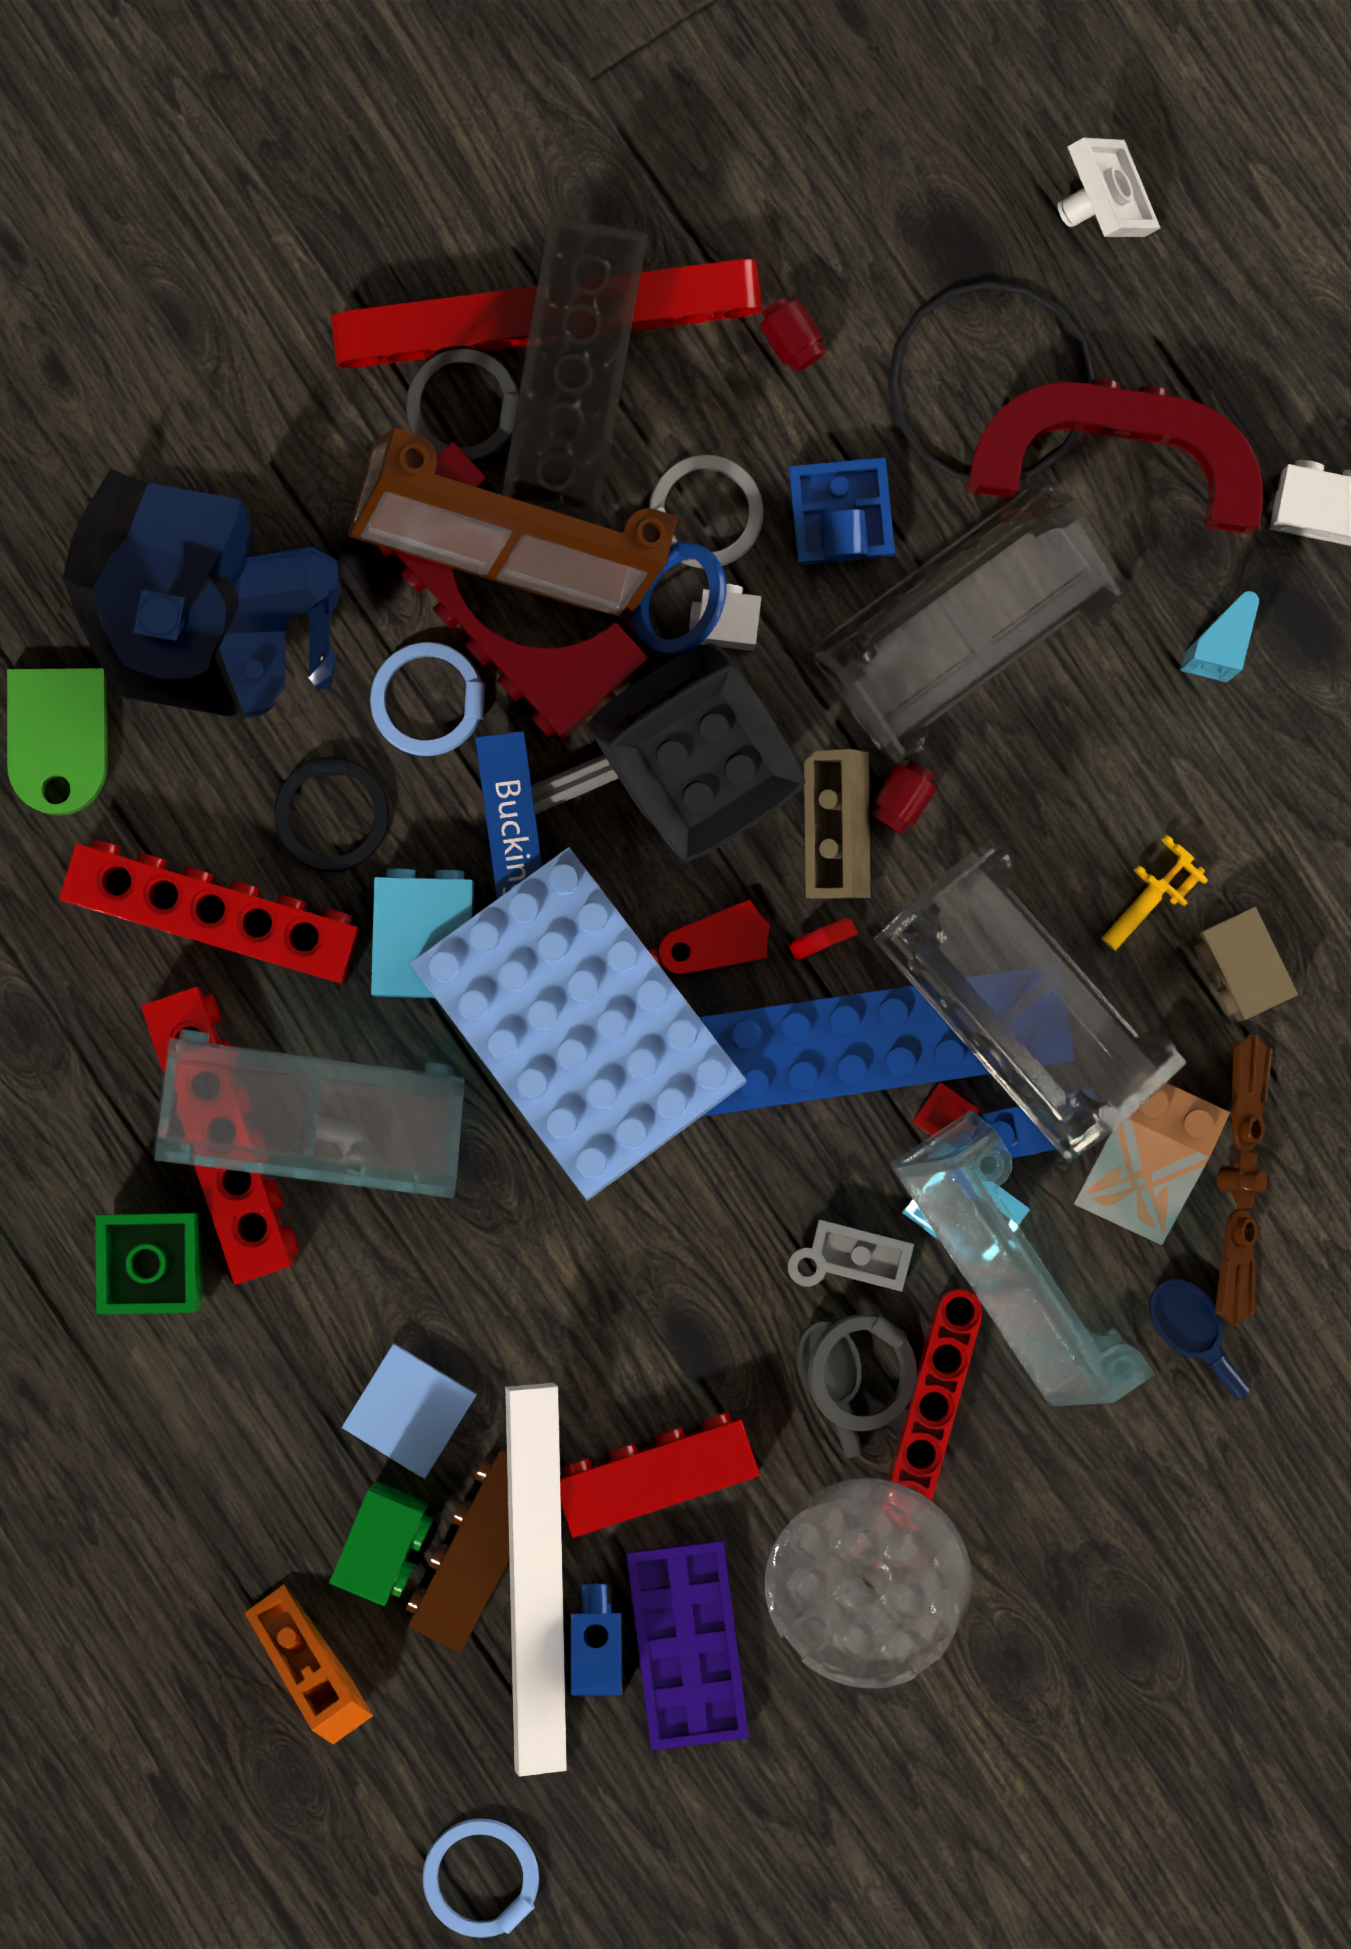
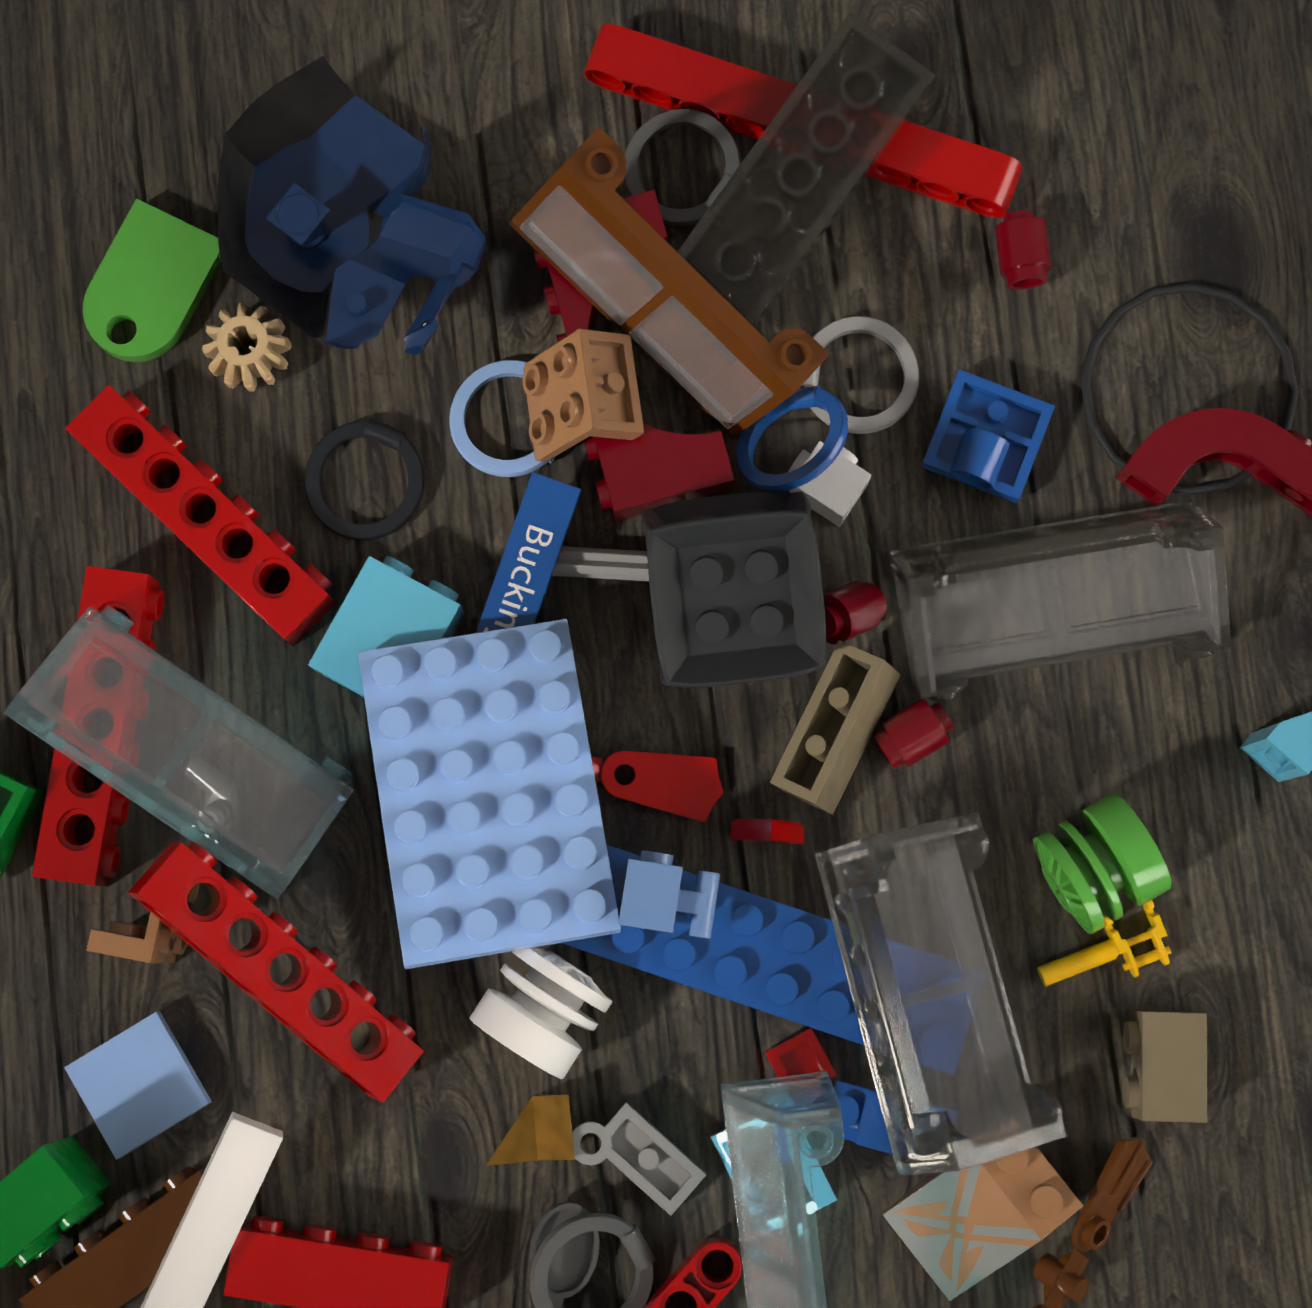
camera: 30 degrees right, 5 degrees down
(165, 766) = (232, 334): none -> tan gear
(361, 1239) = (165, 892): none -> red brick
(372, 1273) = (139, 942): none -> medium nougat bracket
(482, 649) = (582, 391): none -> medium nougat bracket
(712, 1178) = (541, 1010): none -> white wheel
(760, 1281) = (539, 1133): none -> pearl gold sticker
(761, 1040) = (655, 896): none -> medium blue brick
(802, 718) = (852, 610): none -> dark red brick
(1107, 831) = (1109, 858): none -> bright green wheel

